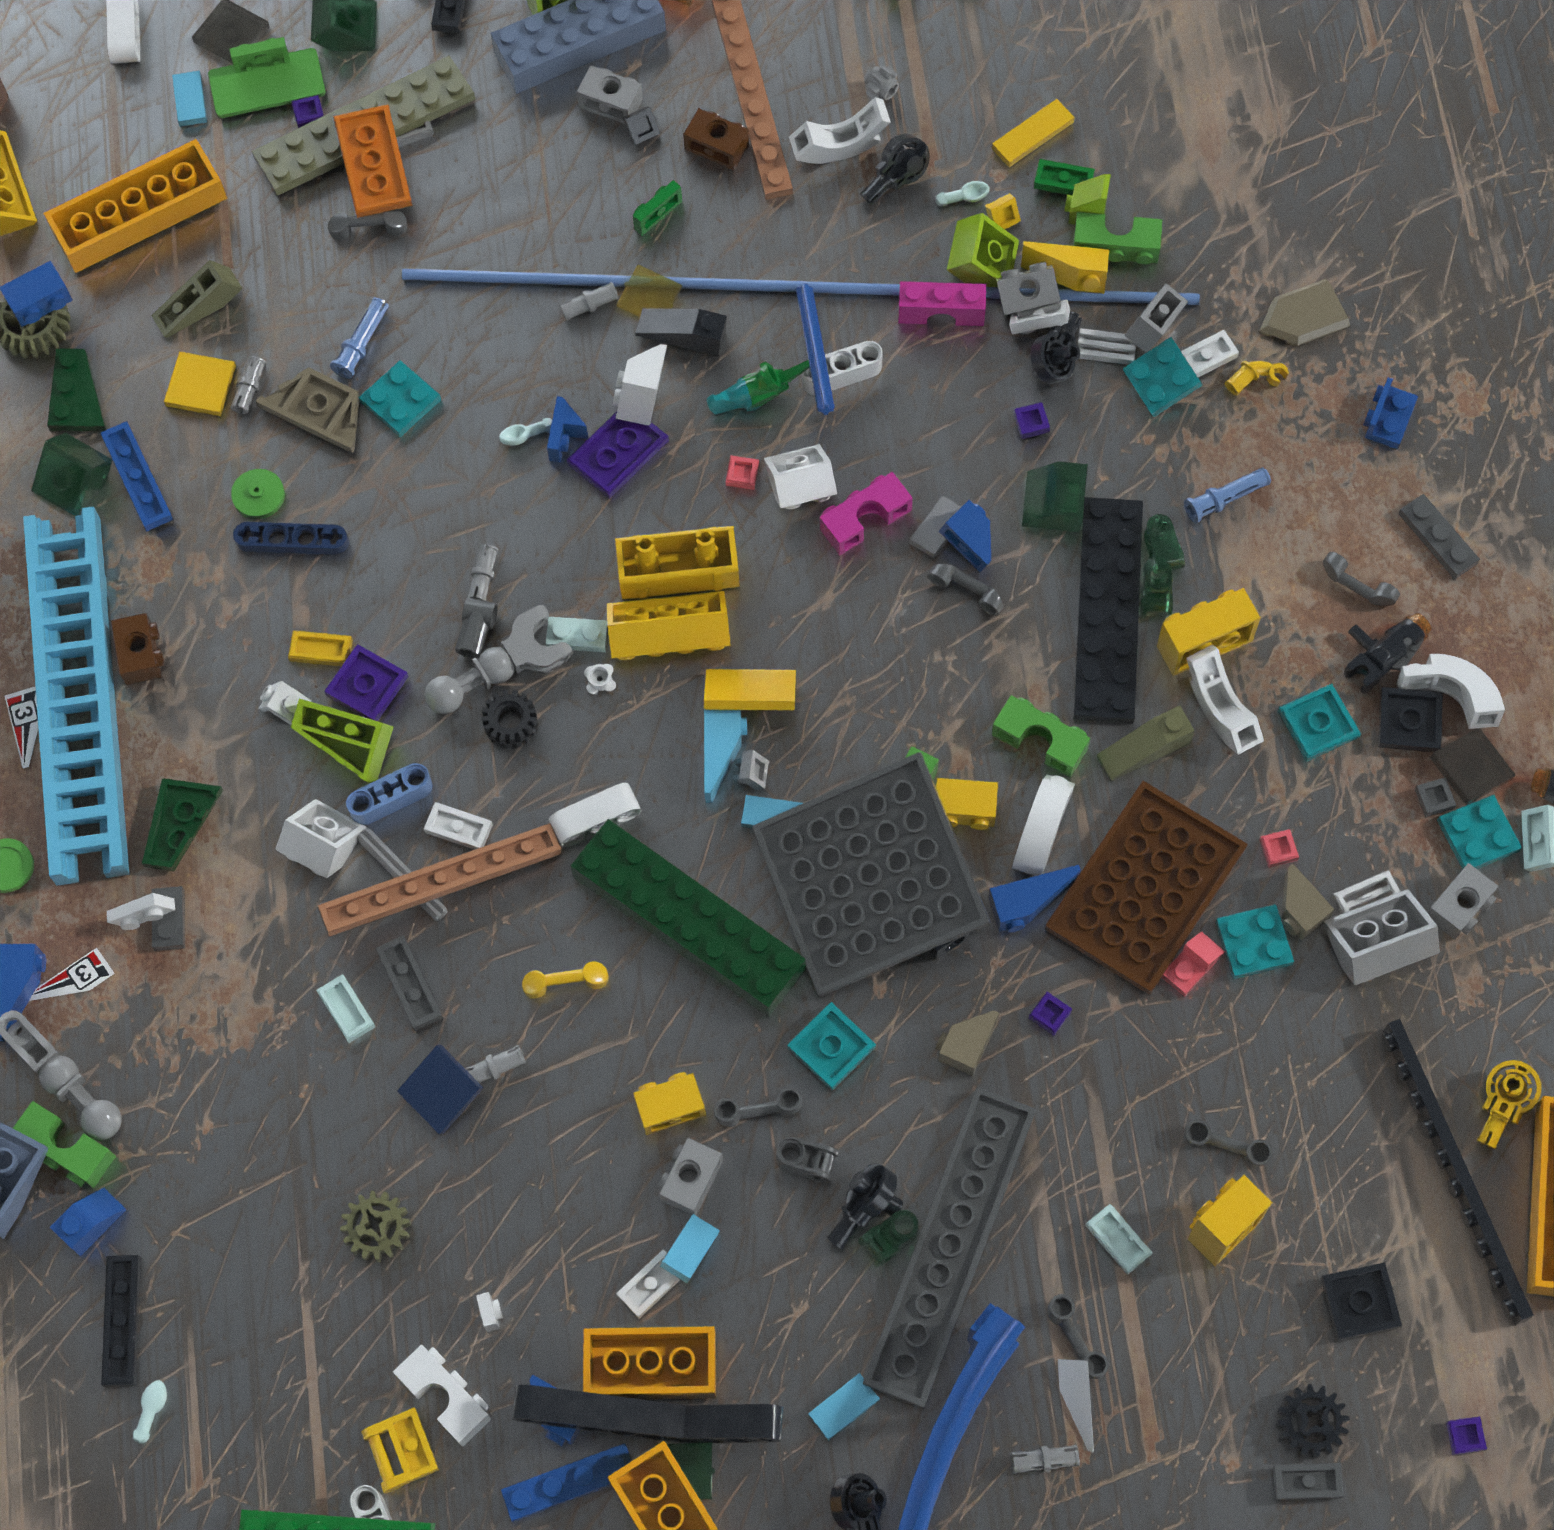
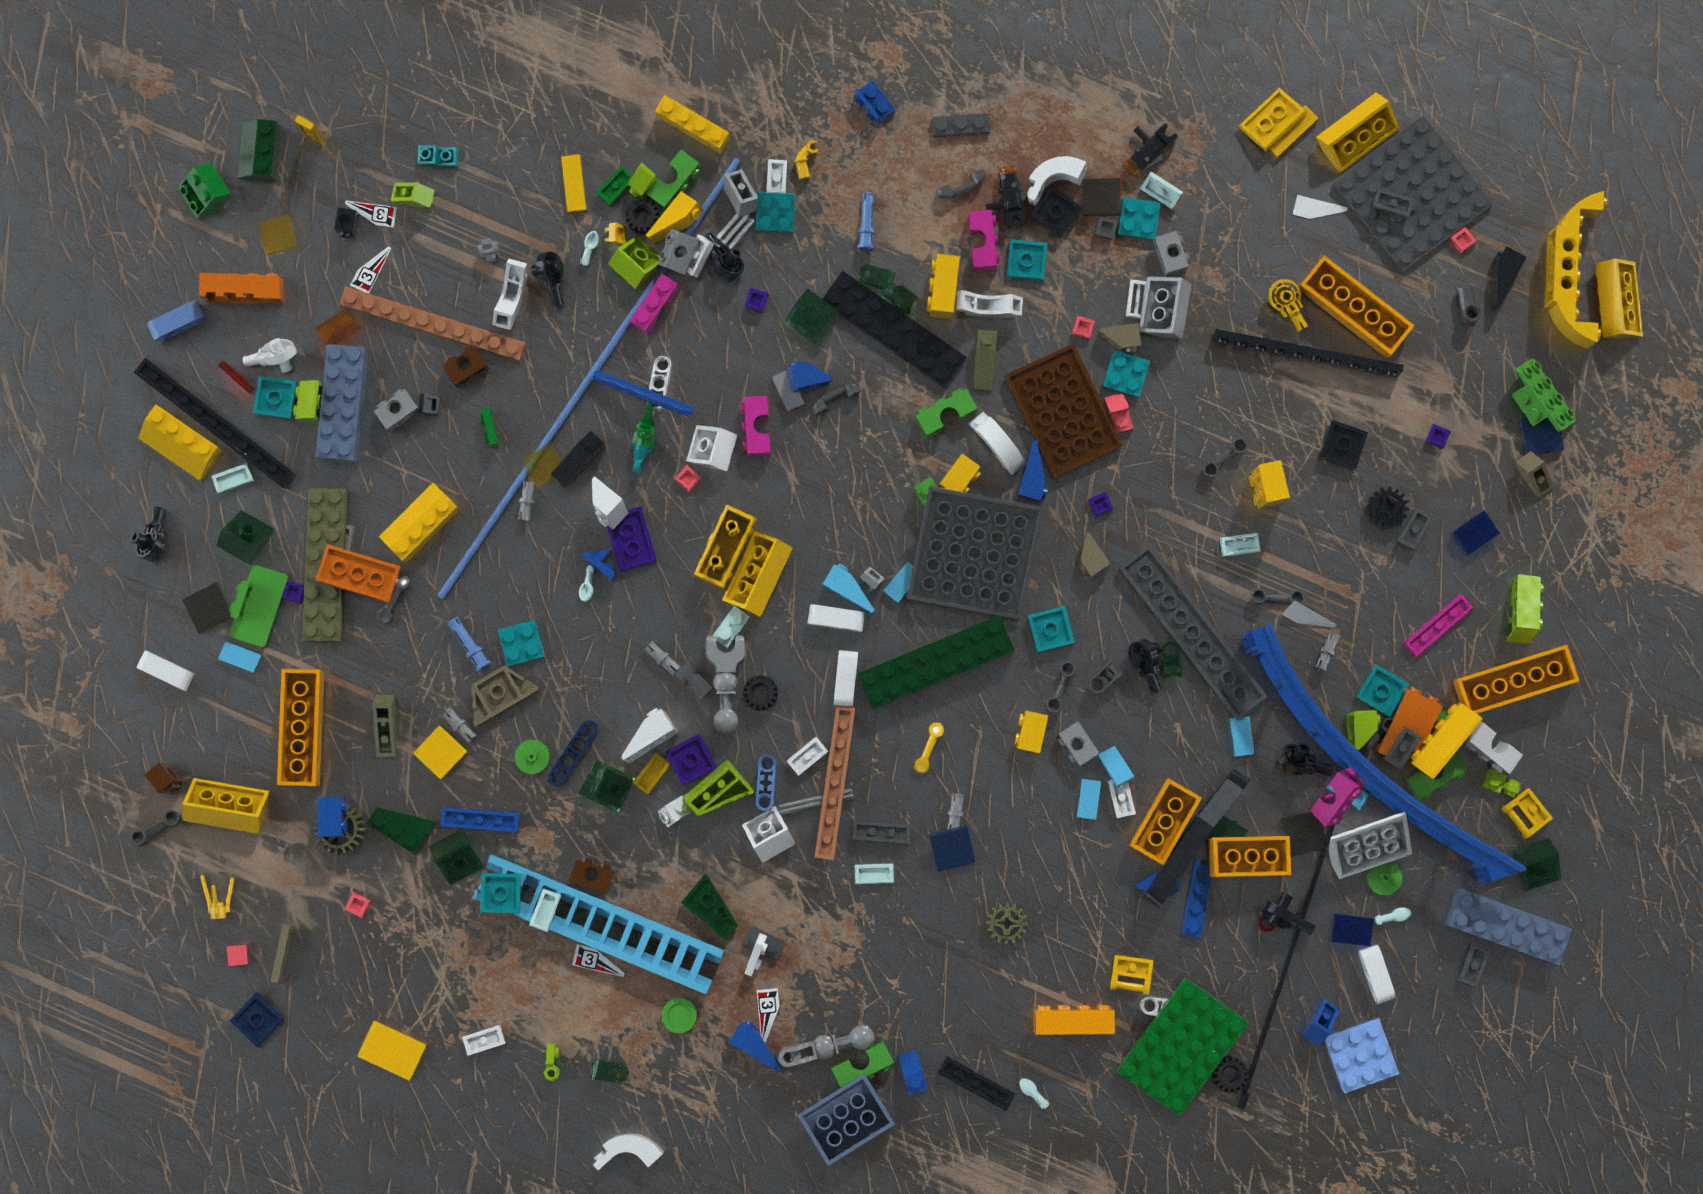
camera: 60 degrees left, 15 degrees up
(46, 542) = (500, 893): none -> teal plate
(54, 610) = (545, 910): none -> light aqua tile
(269, 600) = (606, 785): none -> clear green slope
(281, 1400) = (1074, 1021): none -> light orange brick
(360, 599) = (651, 733): none -> white slope
(425, 1372) = (1099, 939): white arch -> none
(481, 200) = (419, 523): none -> yellow slope
(489, 1311) = (1087, 888): white plate -> none
(599, 670) = (760, 631): white plate -> none
(621, 1240) = (1088, 799): none -> medium azure tile
(670, 756) = (836, 618): none -> white beam
(749, 689) = (825, 552): yellow tile -> none
(1047, 215) = (634, 208): none -> black tyre
(1204, 218) = (692, 124): none -> yellow brick
(1287, 665) = (982, 223): none -> dark pink arch
(1305, 314) = (783, 107): dark tan tile -> none

